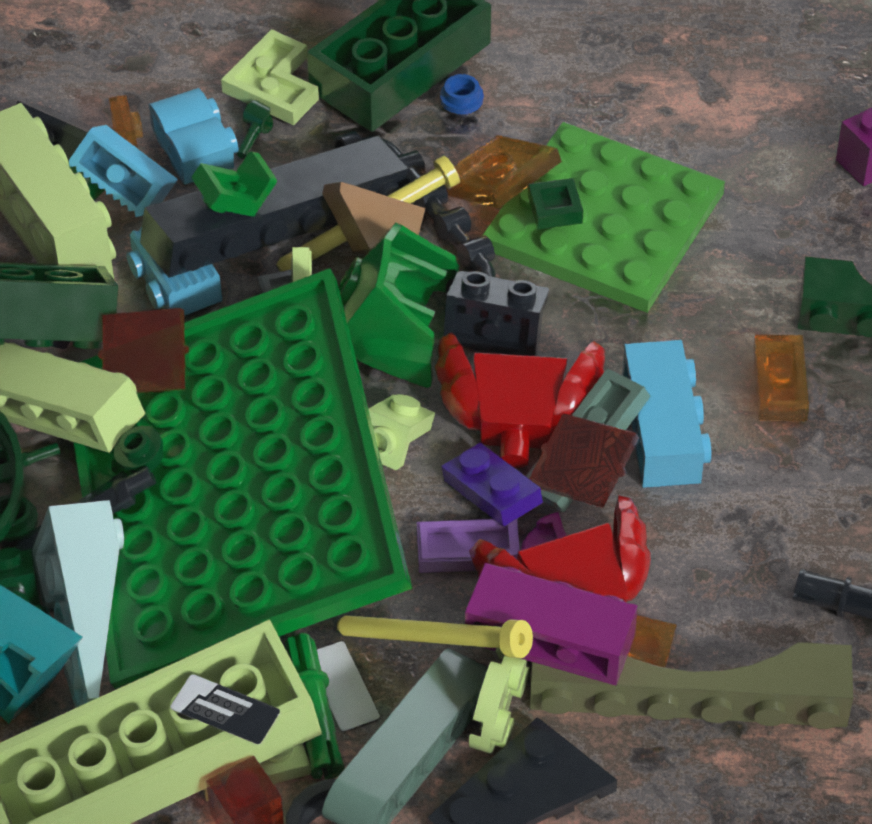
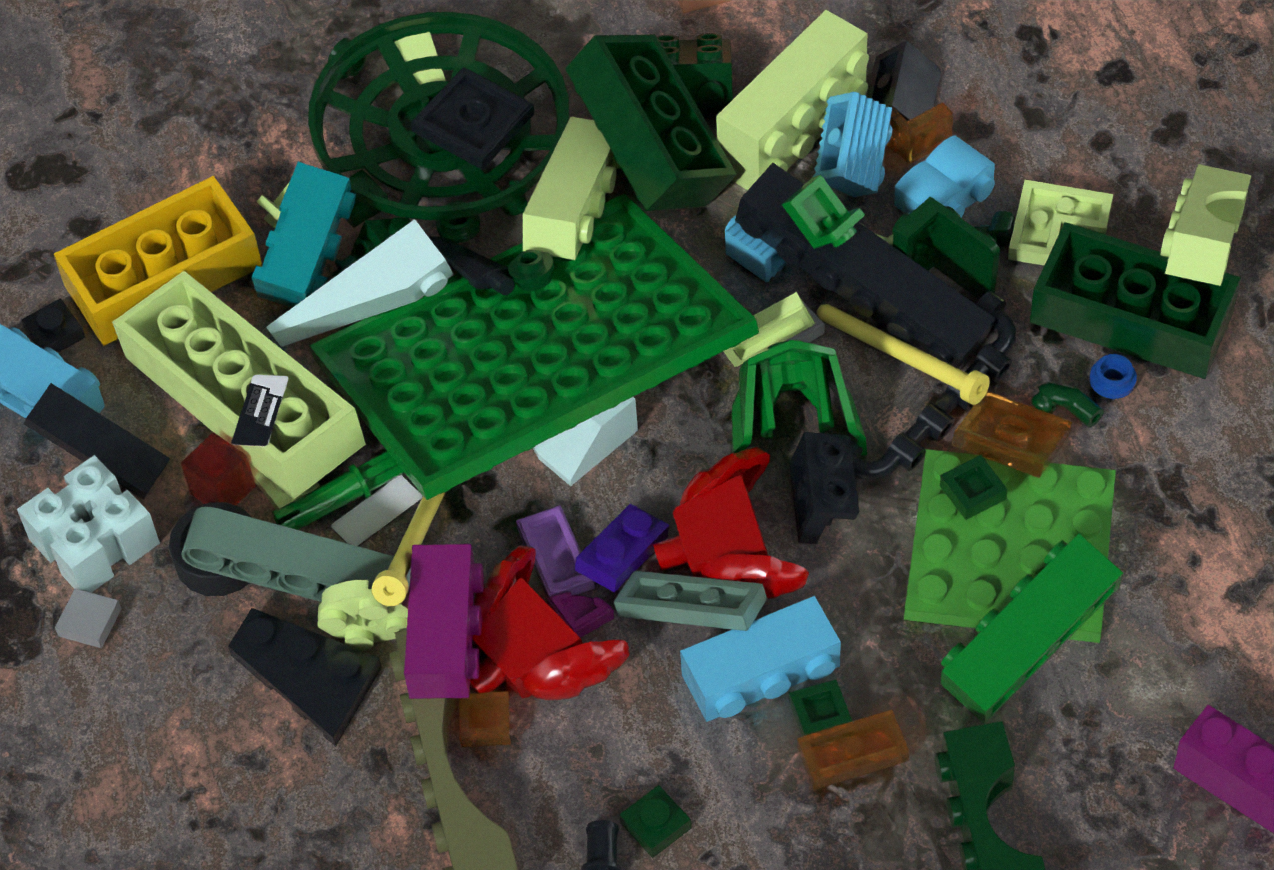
camera: 75 degrees right, 5 degrees up
(146, 348) = (629, 230): clear red piece -> none
(291, 129) = (943, 240): none -> dark green bracket
(368, 215) = (876, 349): medium nougat slope -> none
(396, 424) = (660, 452): yellowish green bracket -> none
(473, 128) = (1069, 397): none -> dark green arm
(583, 460) = (656, 601): clear red piece -> none
(718, 212) = (1030, 628): none -> green brick
(732, 388) = (819, 707): none -> dark green plate
(800, 544) = (655, 821): none -> dark green plate

